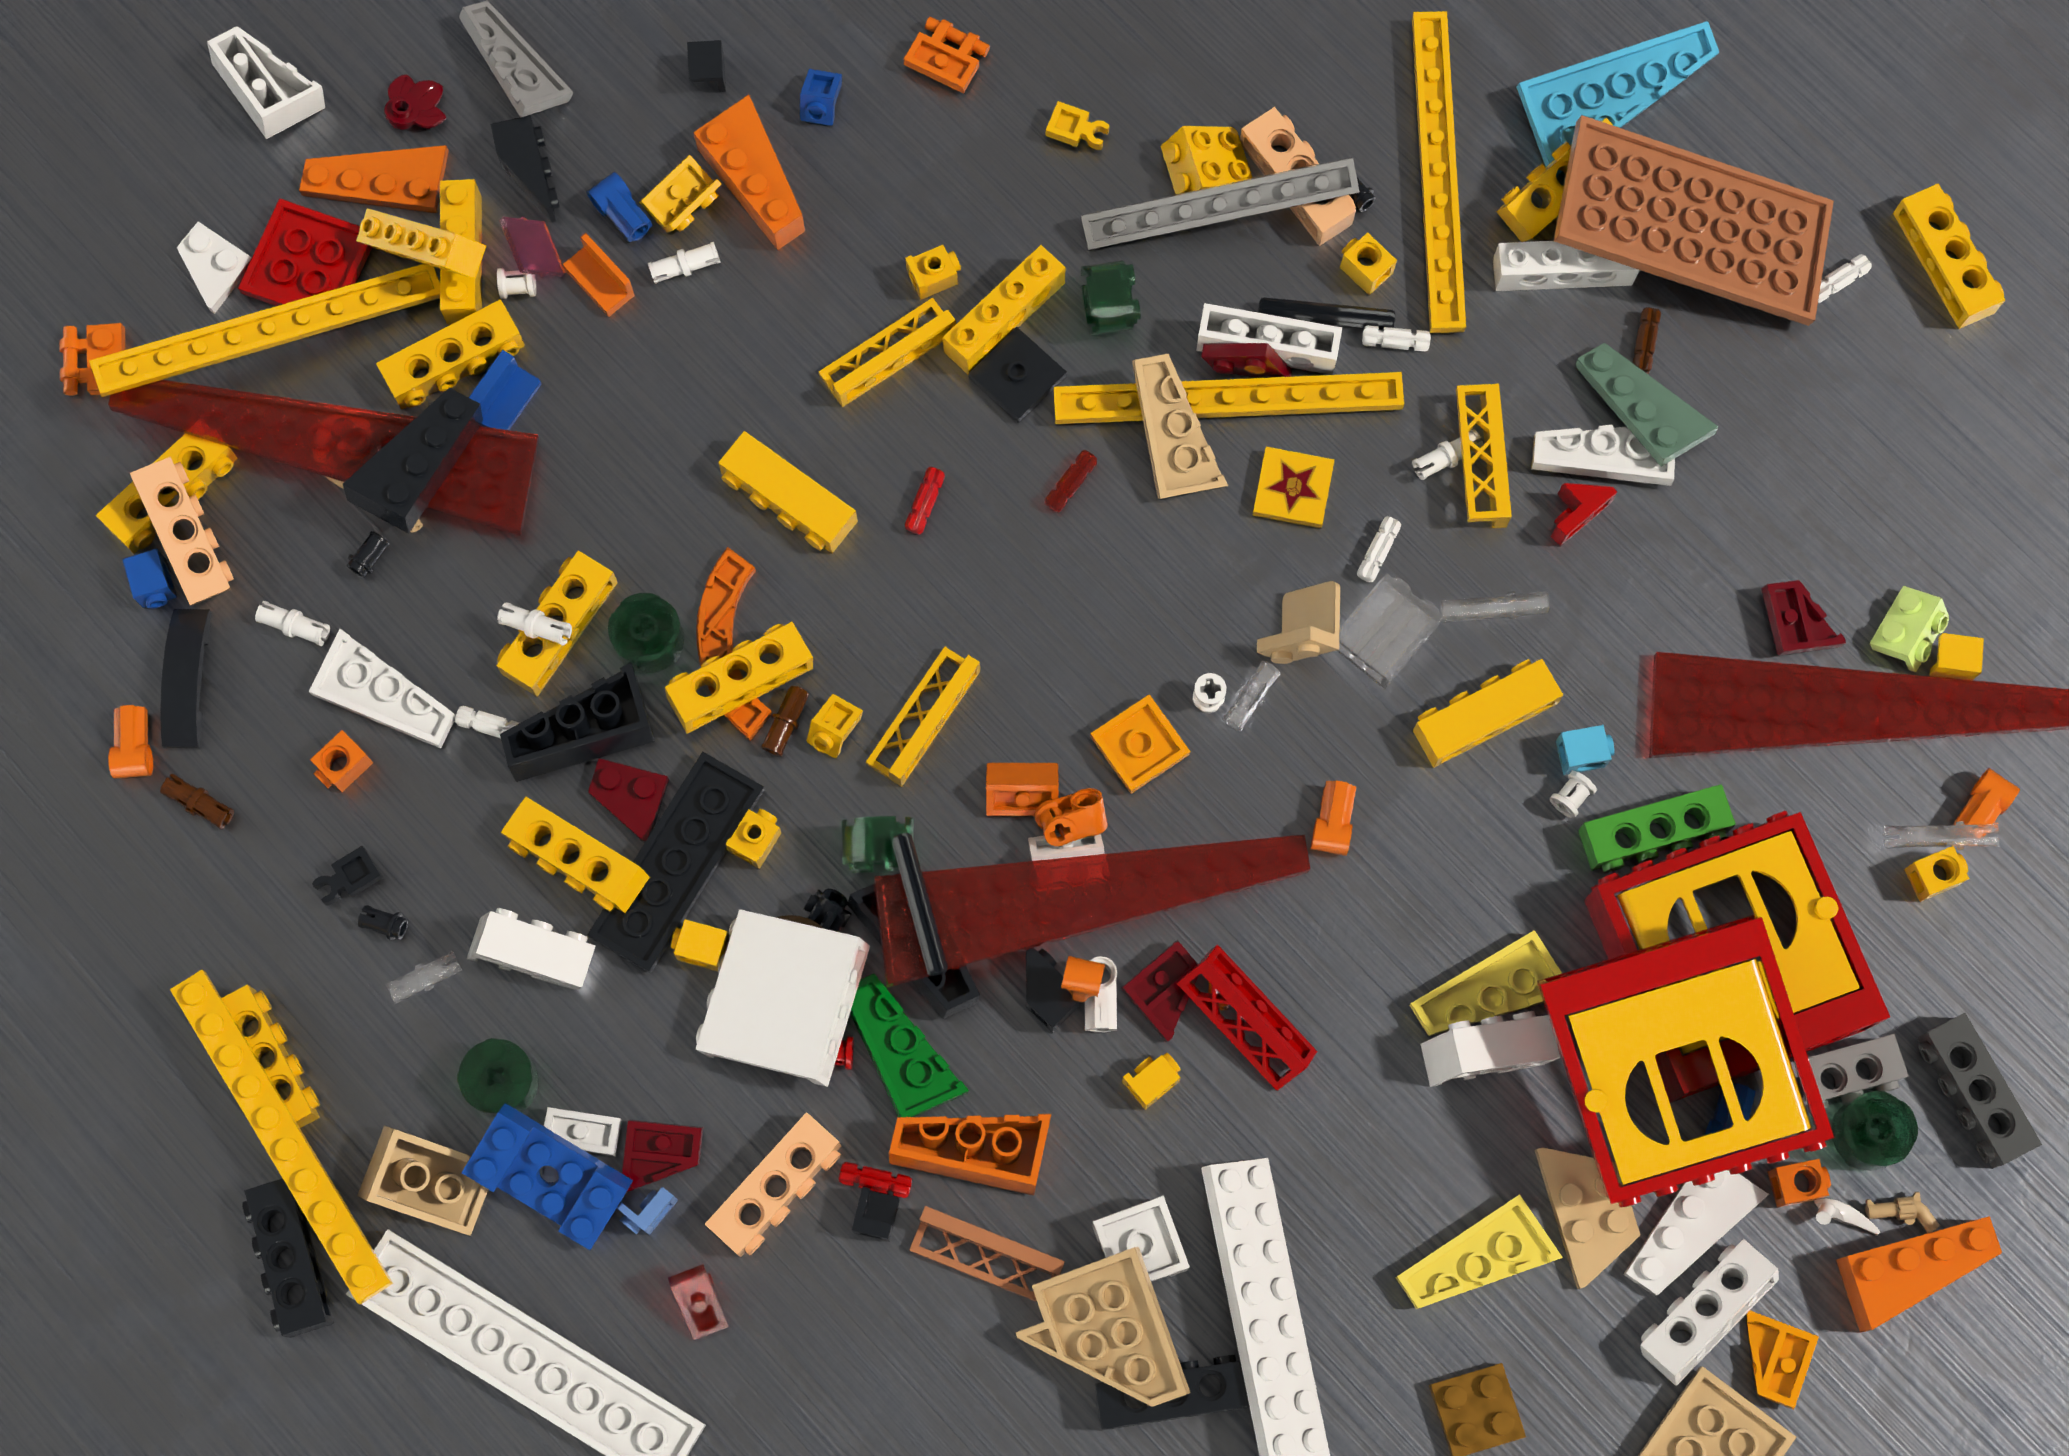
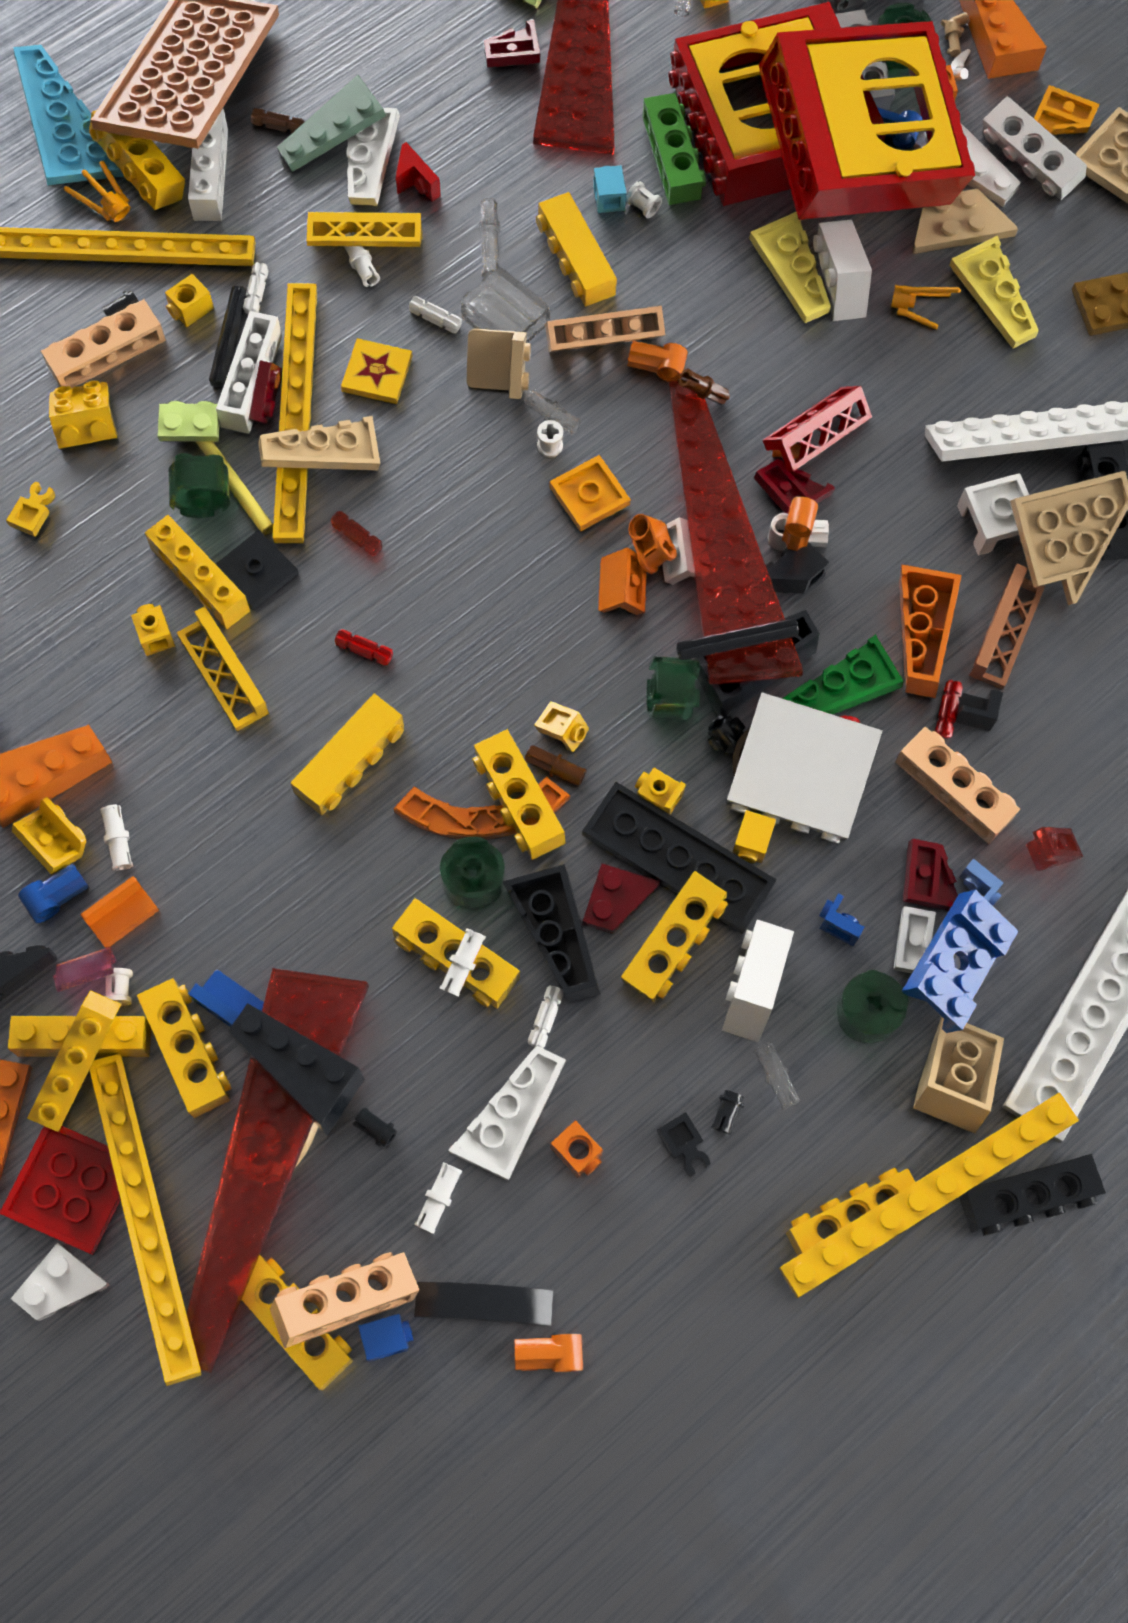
camera: 90 degrees left, 5 degrees down
(100, 341) = (140, 1394): orange plate -> none
(197, 801) = (607, 1288): reddish brown pin -> none
(595, 1047) = (840, 925): none -> blue bracket
(934, 718) = (564, 646): yellow fence -> none
(1140, 331) = (240, 491): none -> light yellow piece
(1152, 1079) = (867, 498): yellow brick -> none
(1196, 278) = (188, 422): none -> yellowish green bracket
(1220, 203) = (124, 396): light grey plate -> none
(1290, 873) = (704, 387): none -> reddish brown axle
(1365, 749) = (605, 329): none -> light nougat brick
(1457, 1135) = (906, 296): none -> light orange plant
(1496, 163) = (114, 205): none -> light orange plant

